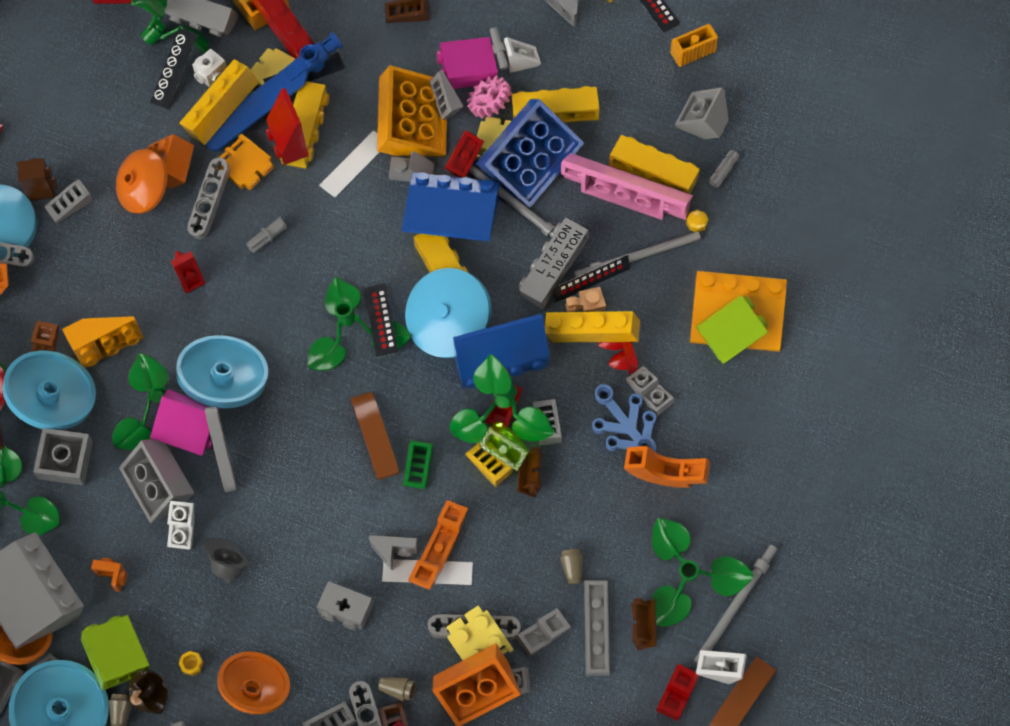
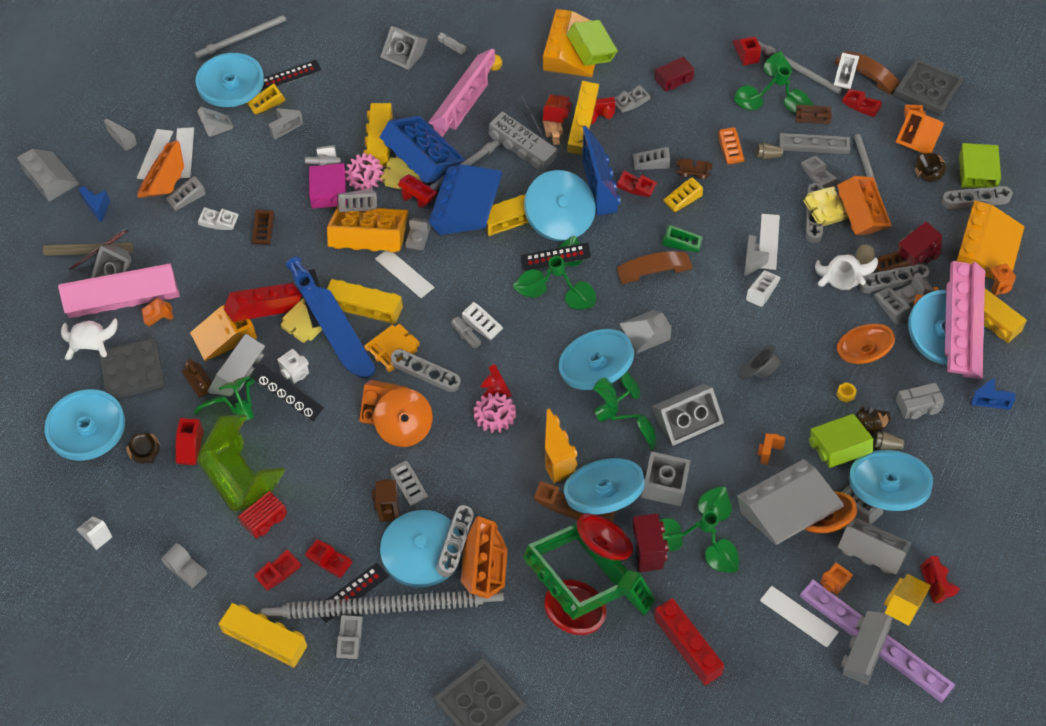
camera: 85 degrees left, 10 degrees down
(29, 71) = (262, 515): none -> red brick
(84, 36) = (228, 470): none -> clear neon green windscreen
(144, 275) = (494, 412): none -> bright pink gear
(181, 525) = (729, 393): white slope -> none
(182, 423) = (643, 383): dark pink brick -> none
(219, 102) = (332, 356): yellow brick -> none
(220, 449) = (670, 355): light grey beam -> none
(279, 429) = (647, 330): none -> light grey slope
(282, 238) = (470, 316): none -> white slope
(286, 130) = (381, 289): red slope -> none
(338, 596) = (799, 288): light grey brick -> none
(345, 571) = (762, 289): none -> white slope
(367, 659) = (844, 272): none -> white piece
(439, 546) = (743, 228): orange slope -> none
(494, 378) = (636, 155): green plant -> none
(504, 445) = (674, 179): clear neon green slope -> none
(568, 696) = (863, 155): none -> light grey bar
(581, 526) = (726, 136): none -> orange slope
(611, 296) = (557, 108): none -> red brick
(625, 424) = (673, 106): medium blue plant -> none
(645, 252) = (525, 120): light grey bar -> none
(653, 165) = (443, 80): yellow brick -> none
(665, 471) = (697, 92): orange arch -> none
(694, 45) = (343, 45): light orange brick -> none
(697, 439) = (674, 74): none -> dark red brick
(755, 531) = (748, 50): none -> red slope

